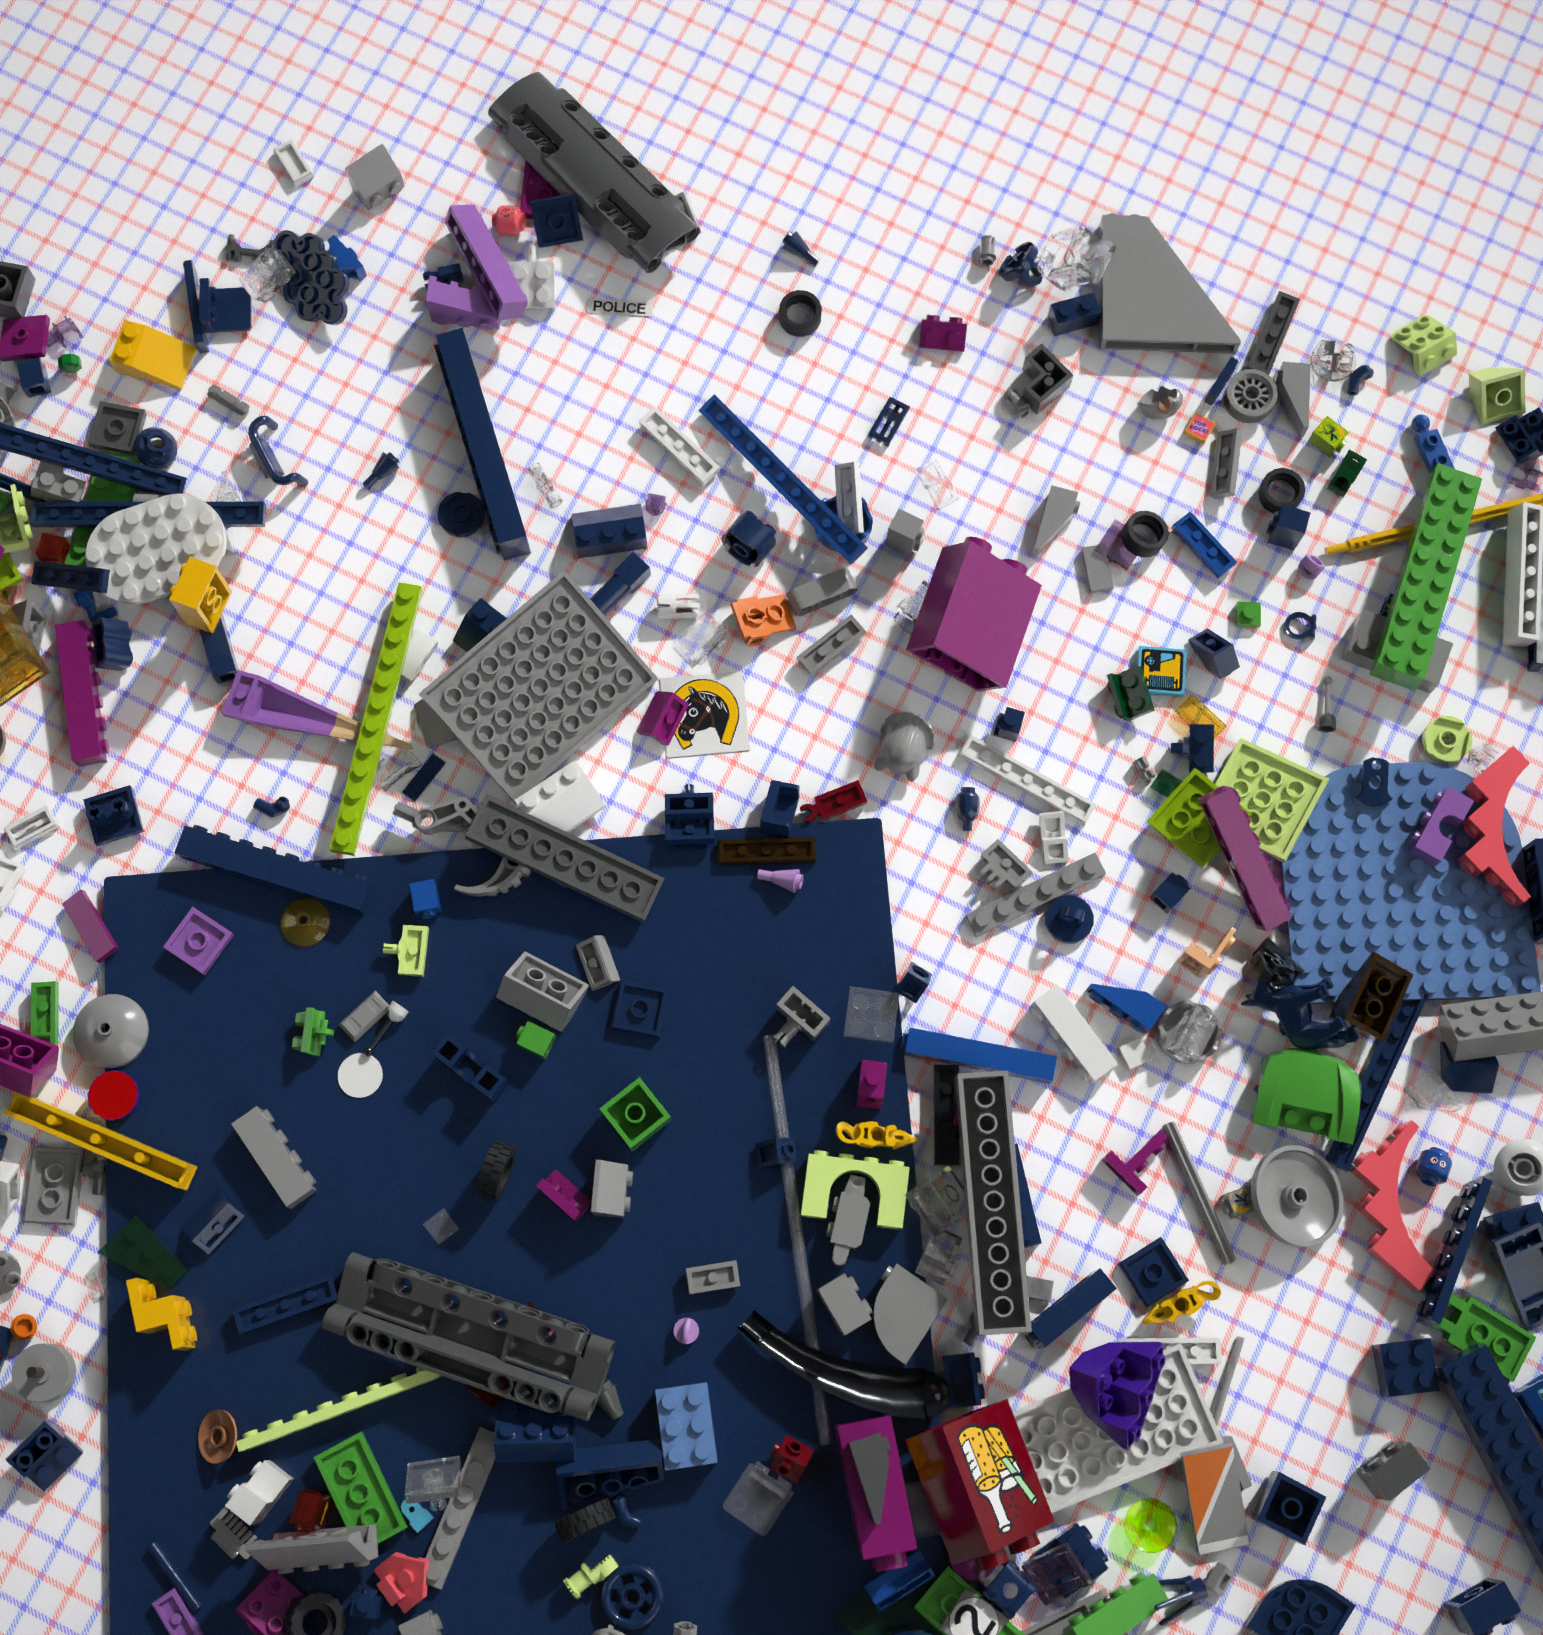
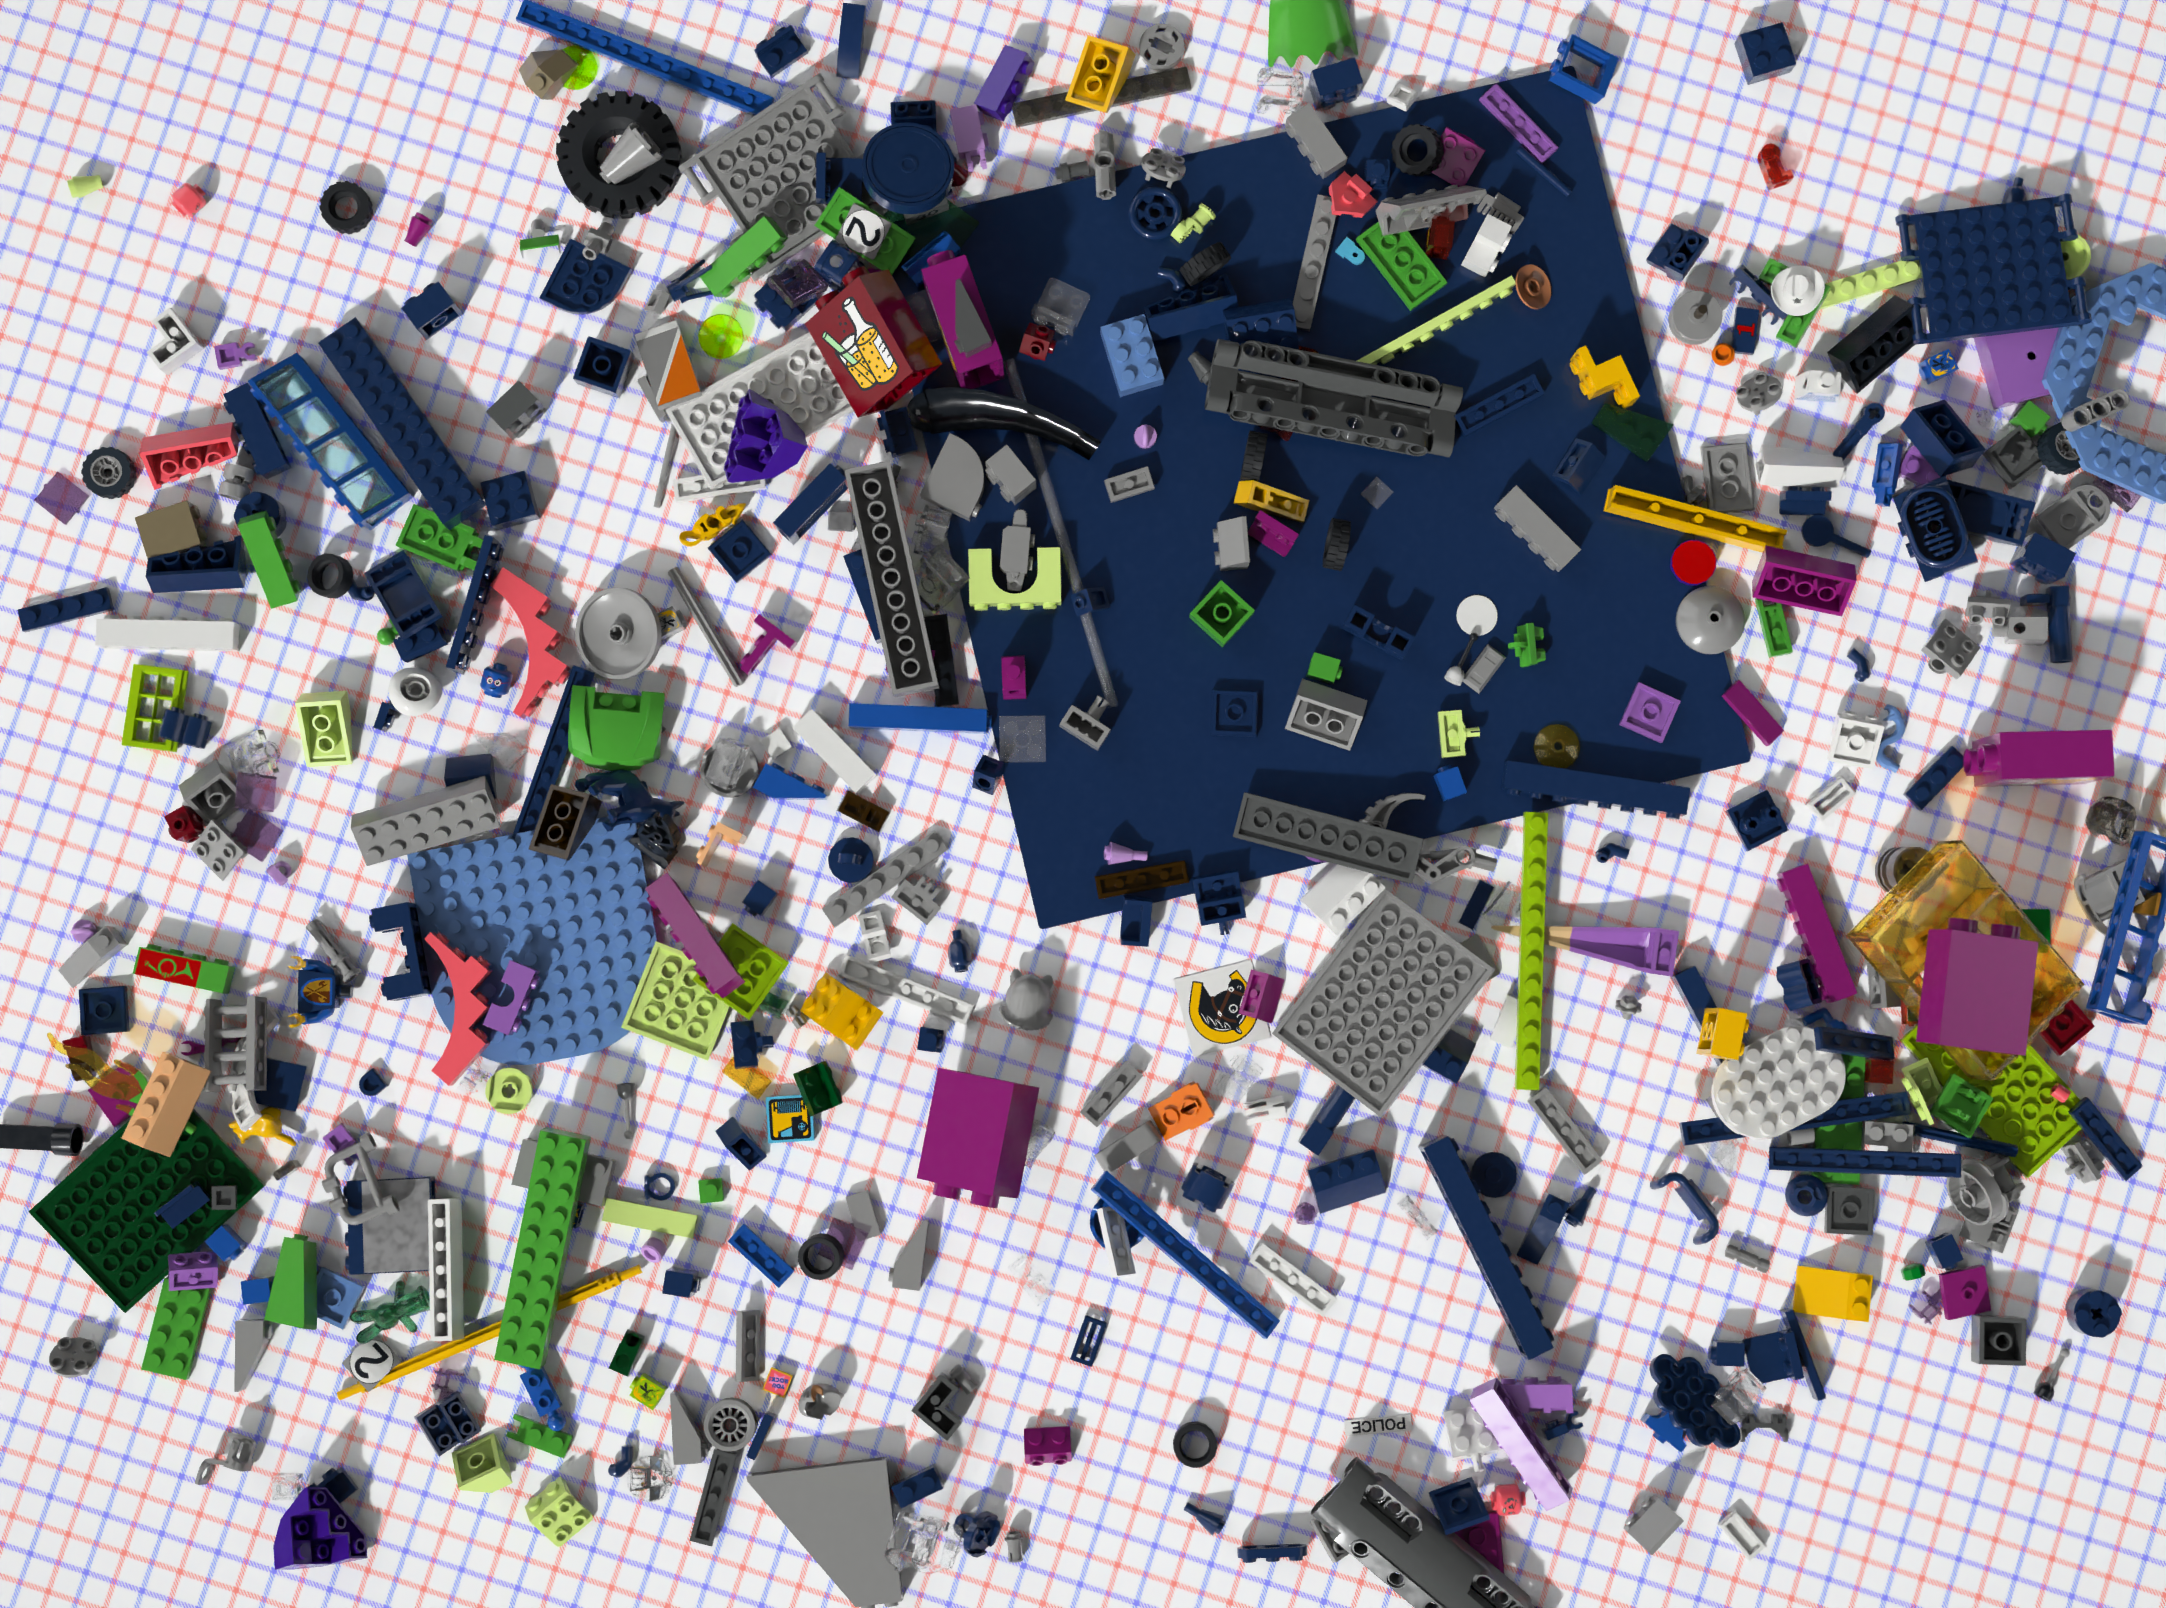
camera: 170 degrees right, 10 degrees up
(268, 317) = (1727, 1353): none -> dark blue brick
(290, 651) = (1628, 1005): none -> light grey plant
(381, 543) = (1564, 1130): none -> light grey plate
(421, 458) = (1542, 1228): none -> dark blue slope
(433, 1481) = (1340, 277): clear tile -> none
(559, 1233) = (1270, 500): none -> yellow slope
(569, 1283) = (1253, 456): none -> black tyre
(597, 962) = (1280, 750): light grey slope -> none
(741, 210) = (1272, 1552): none -> dark blue plate
(836, 802) = (1083, 938): dark red plate -> none
(871, 1135) = (1006, 628): yellow animal -> none
(905, 533) = (1055, 1216): light grey brick -> none
(1050, 968) = (862, 811): none -> dark brown slope
(1098, 763) = (841, 1011): none -> yellow bracket
(1283, 474) = (672, 1322): black tyre -> none
(1312, 597) = (650, 1218): none -> yellowish green tile
(1377, 796) = (575, 1019): dark blue piece -> none
(1440, 415) = (541, 1436): none -> bright green hinge

